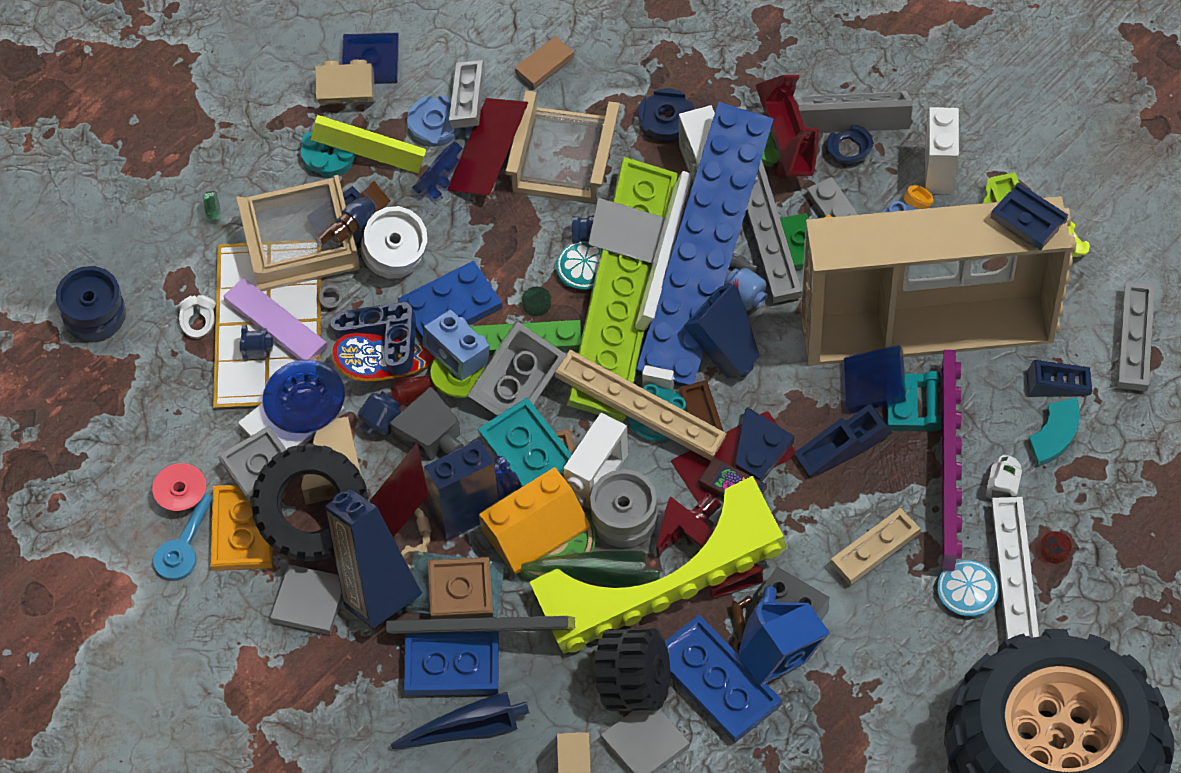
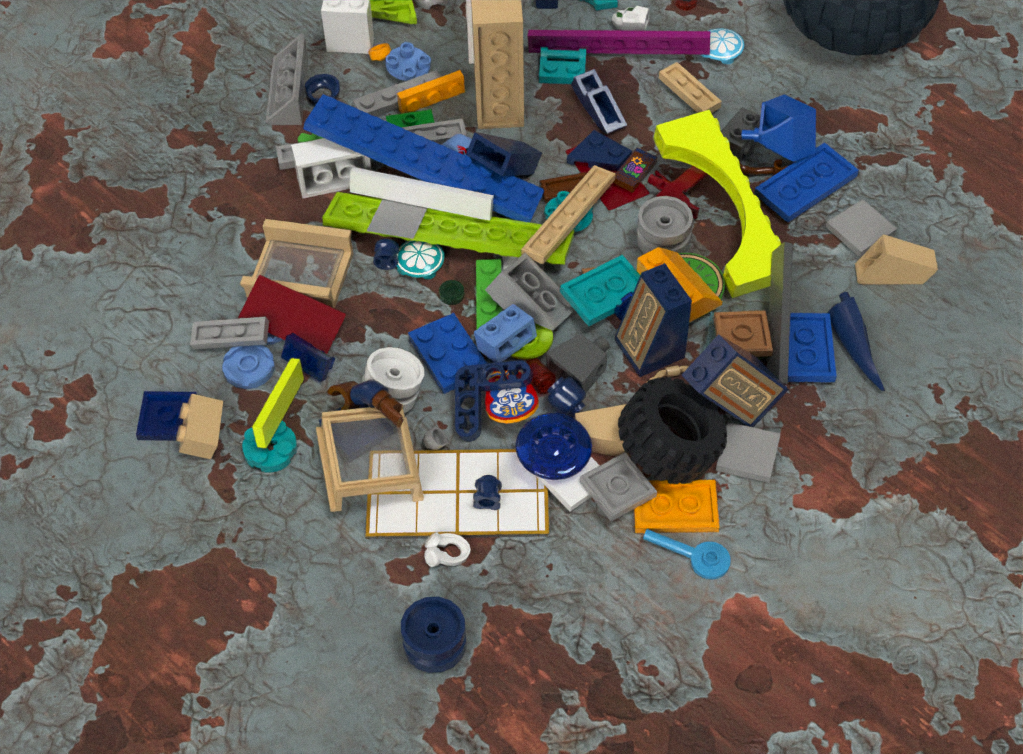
camera: 90 degrees left, 5 degrees down
(179, 477) = (640, 542): coral piece -> none
(212, 205) = (323, 537): clear green tile -> none
(268, 314) = (459, 482): lavender tile -> none
(402, 492) = (667, 346): dark red sticker -> none
(544, 62) = (199, 284): medium nougat tile -> none
(598, 453) = (614, 222): white window -> none
(603, 568) = (714, 244): clear green piece -> none
(632, 669) = (819, 214): black wheel -> none
(651, 108) = (278, 210): dark blue plate -> none
(658, 377) = (539, 207): white tile -> none
(793, 140) = (296, 112): dark red hose -> none
(874, 378) = (546, 80): clear blue tile -> none
(1014, 567) = (717, 17): white plate -> none

